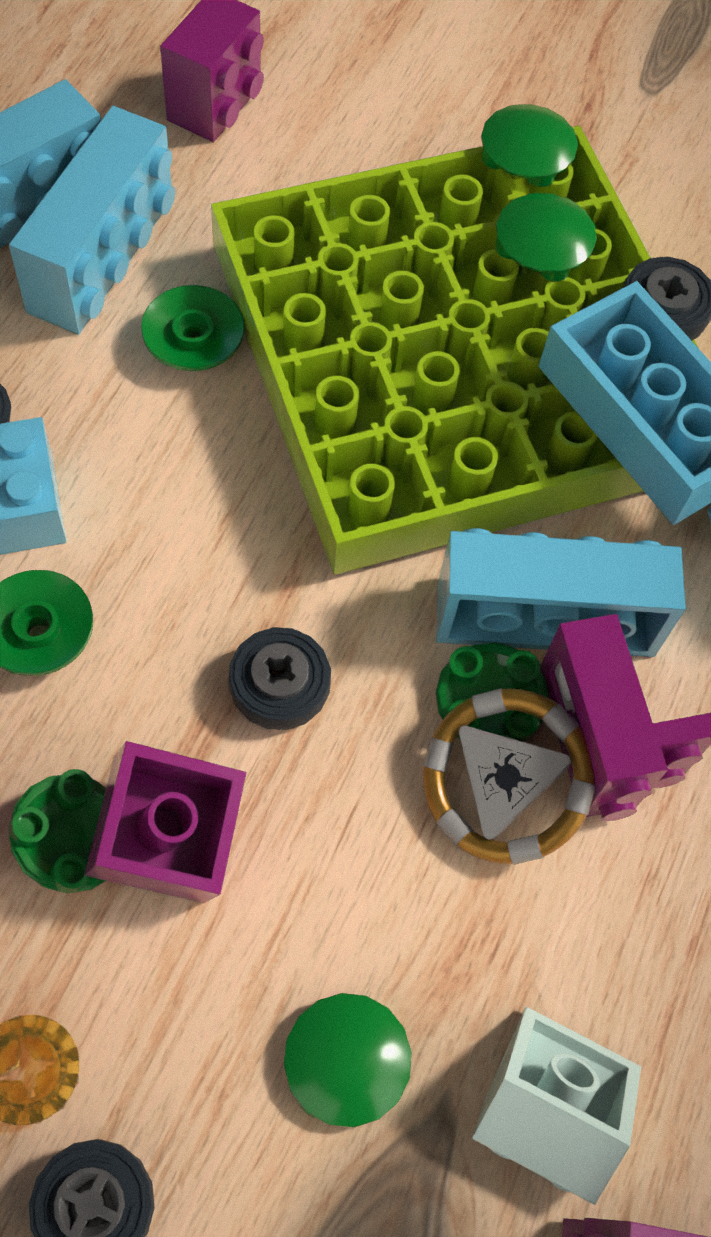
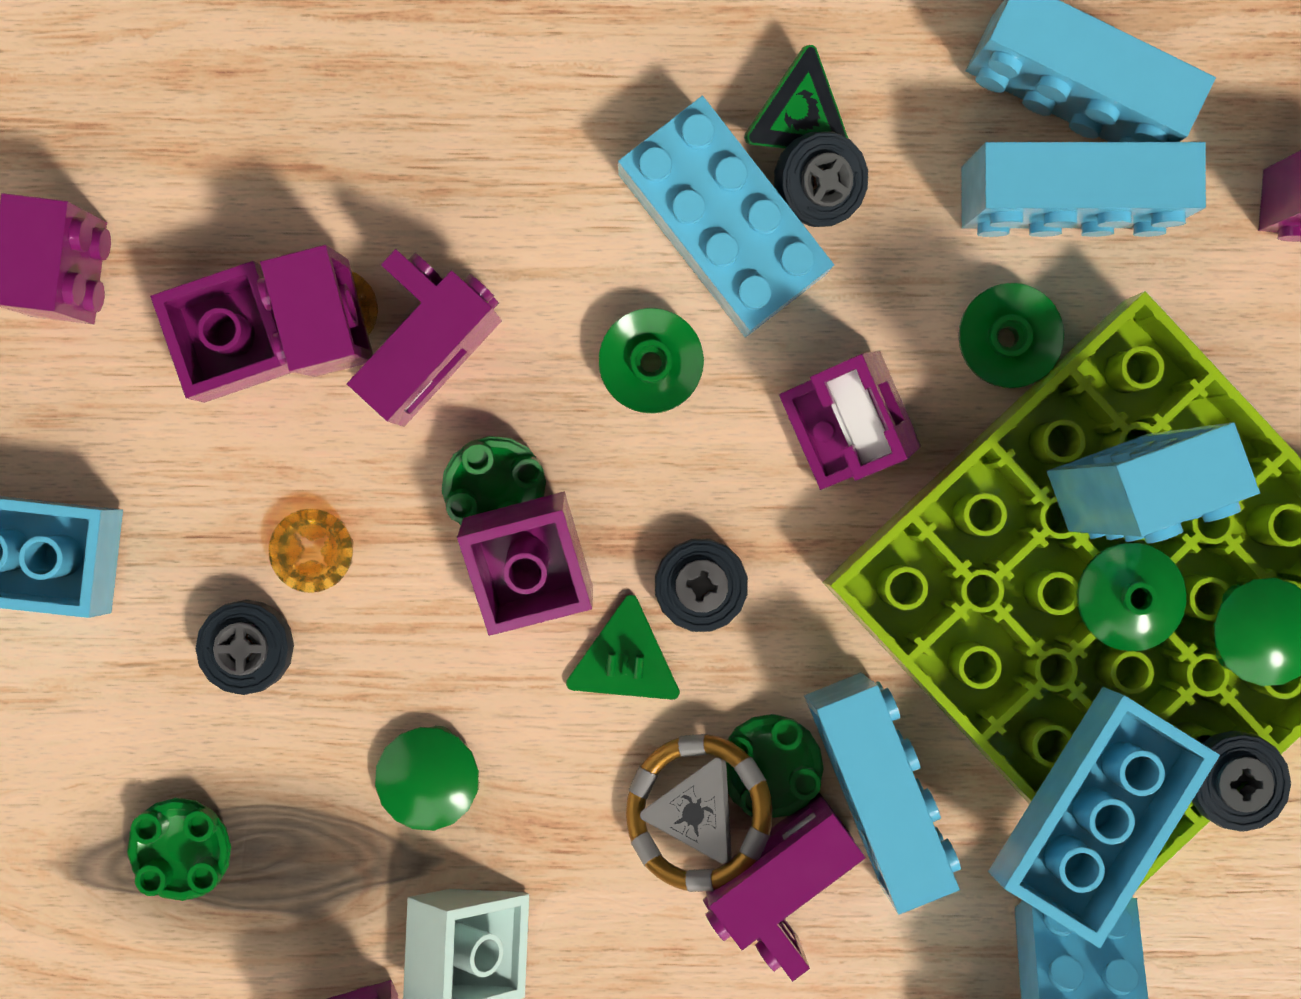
camera: 65 degrees right, 25 degrees up
(189, 460) = (850, 420): none -> magenta brick
(318, 790) = (625, 659): none -> green piece
(369, 212) = (1155, 484): none -> medium azure brick
(466, 331) = (1107, 590): none -> green dish

